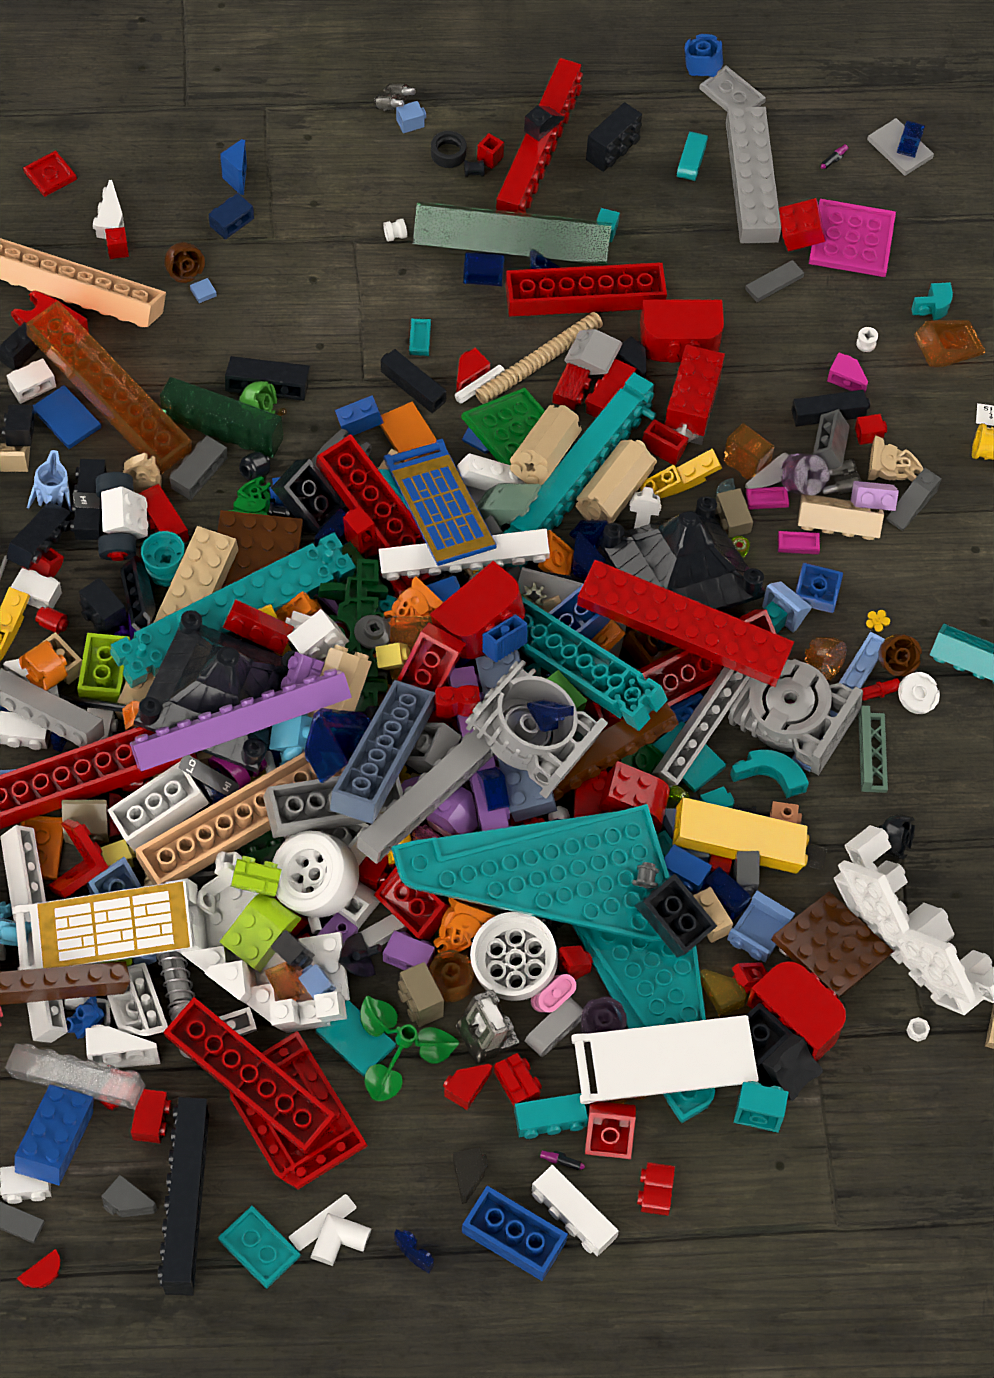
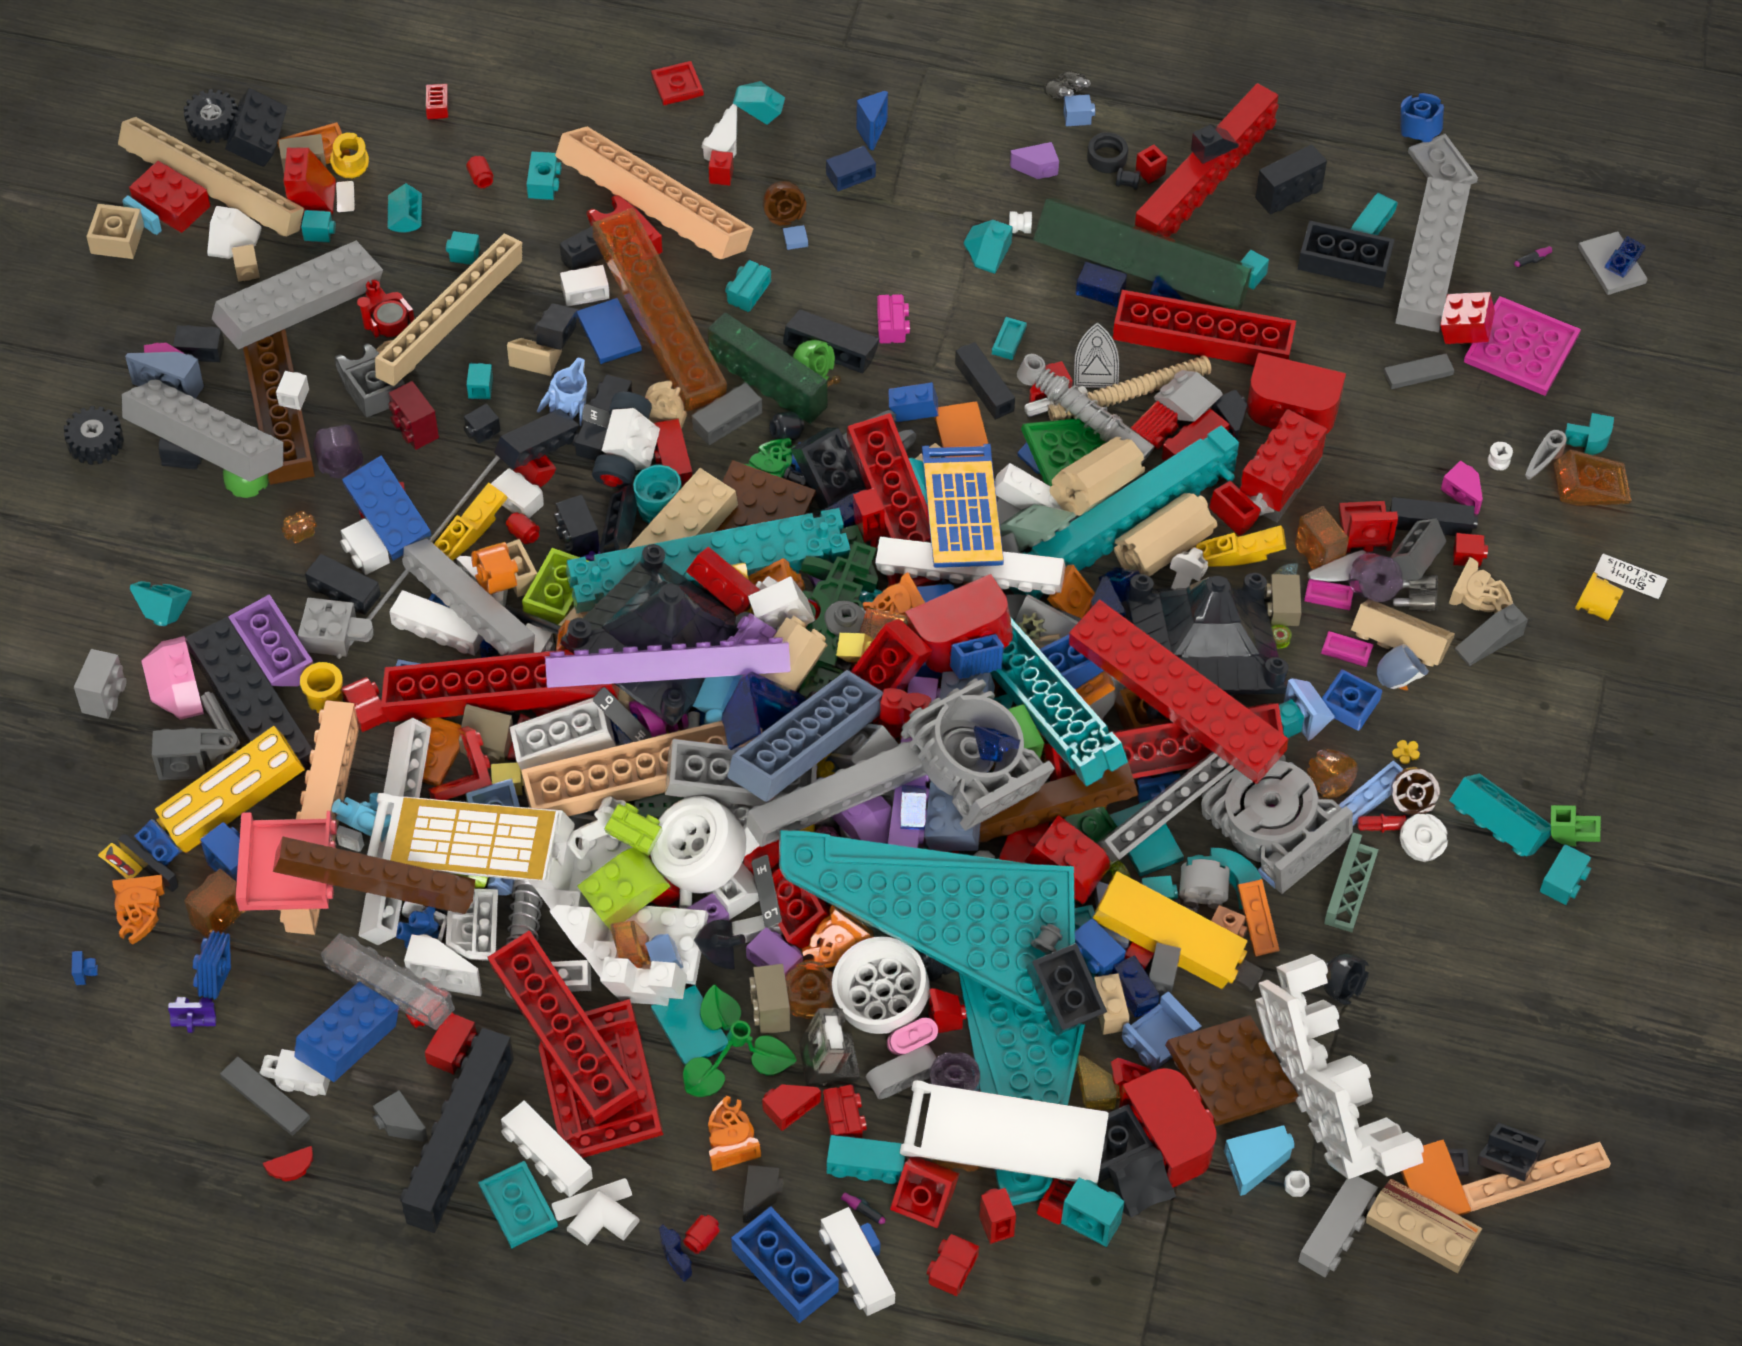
camera: 20 degrees right, 5 degrees down
(131, 173) = (759, 101): none -> teal slope
(177, 345) = (748, 285): none -> teal brick
(268, 1189) = (546, 1149): none -> white brick
(293, 951) = (648, 914): black brick -> none
(313, 344) = (891, 318): none -> dark pink brick
(373, 256) = (988, 244): none -> teal slope
(384, 897) = (766, 891): none -> dark grey sticker
(390, 171) = (1036, 161): none -> medium lavender slope
(426, 1130) = (730, 1138): none -> orange piece
(431, 1226) = (701, 1233): none -> red brick
(503, 338) = (1096, 360): none -> light grey shield
(536, 396) = (1109, 426): none -> light grey piece
(580, 1185) = (871, 1238): none -> blue tile
(681, 192) = (1346, 254): none -> black brick
(681, 1133) = (997, 1215): none -> red brick
(724, 1113) = (1050, 1208): none -> red slope
(754, 785) = (1204, 883): none -> light grey brick
(781, 428) = (1368, 524): none -> red bracket
(809, 803) = (1258, 918): none -> orange tile
(850, 549) = (1400, 668): none -> sand blue piece
(874, 495) = (1447, 619): lavender brick -> none
(877, 1015) = (1257, 1156): none -> medium azure slope
(906, 324) = (1549, 449): none -> light grey piece
(964, 1057) = (1338, 1225): none -> light grey brick

